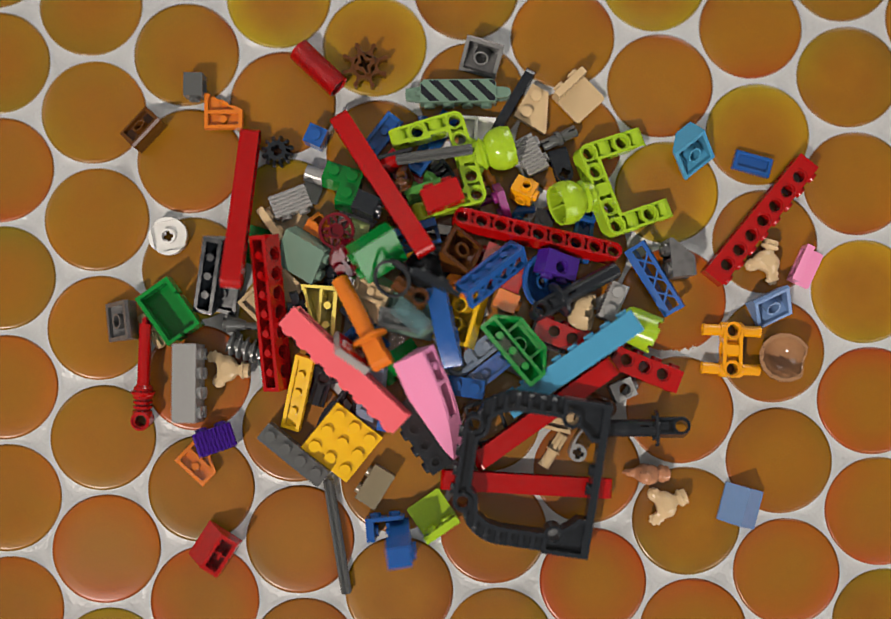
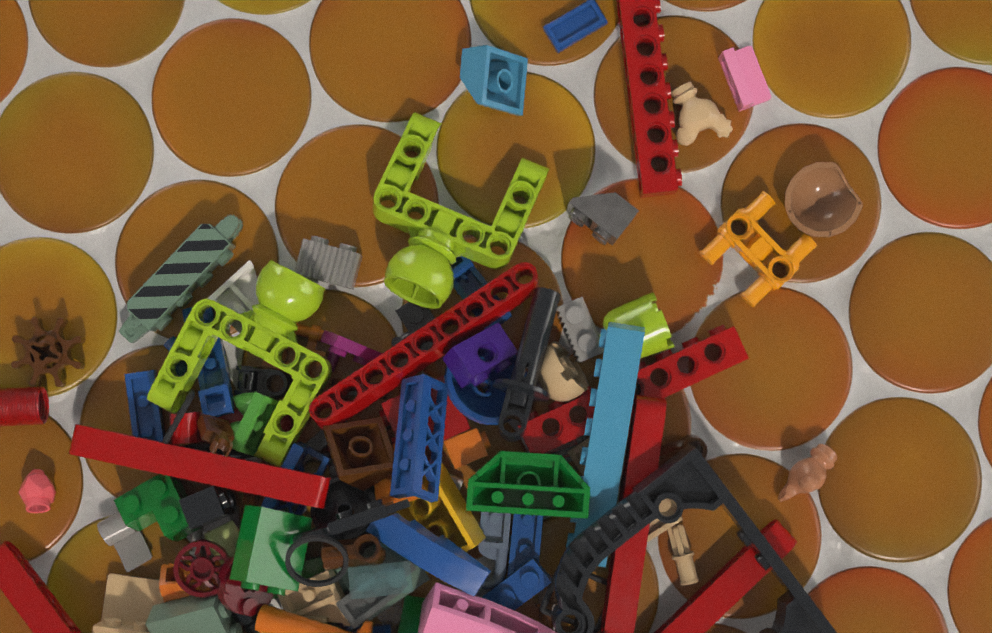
camera: 45 degrees left, 0 degrees up
(280, 144) = (40, 538): black gear -> none
(291, 202) = (122, 586): light grey brick -> none
(296, 123) = (37, 492): none -> coral rock
(316, 137) = (75, 485): blue brick -> none
(434, 154) = (222, 375): dark grey axle -> none
(441, 195) = (277, 412): red brick -> none
(481, 57) = (165, 211): flat silver slope -> none
(514, 98) = (248, 219): black beam -> none
(520, 211) = (381, 332): blue arm -> none
(524, 191) = (362, 308): light orange brick -> none
(534, 109) = (281, 207): tan wing -> none
(558, 138) = (340, 212): dark grey pin -> none
(560, 163) = (369, 238): black piece -> none
(573, 445) = (699, 528): light grey panel -> none
(577, 95) = (312, 145): tan bracket -> none
(614, 391) = (677, 418): light grey brick -> none
(650, 280) = (598, 264): blue fence -> none
(656, 427) = (764, 418): black piece -> none
(665, 503) = (859, 486): tan animal -> none
(739, 505) = (939, 405): medium blue slope -> none
(770, 306) = (752, 158): medium blue slope -> none

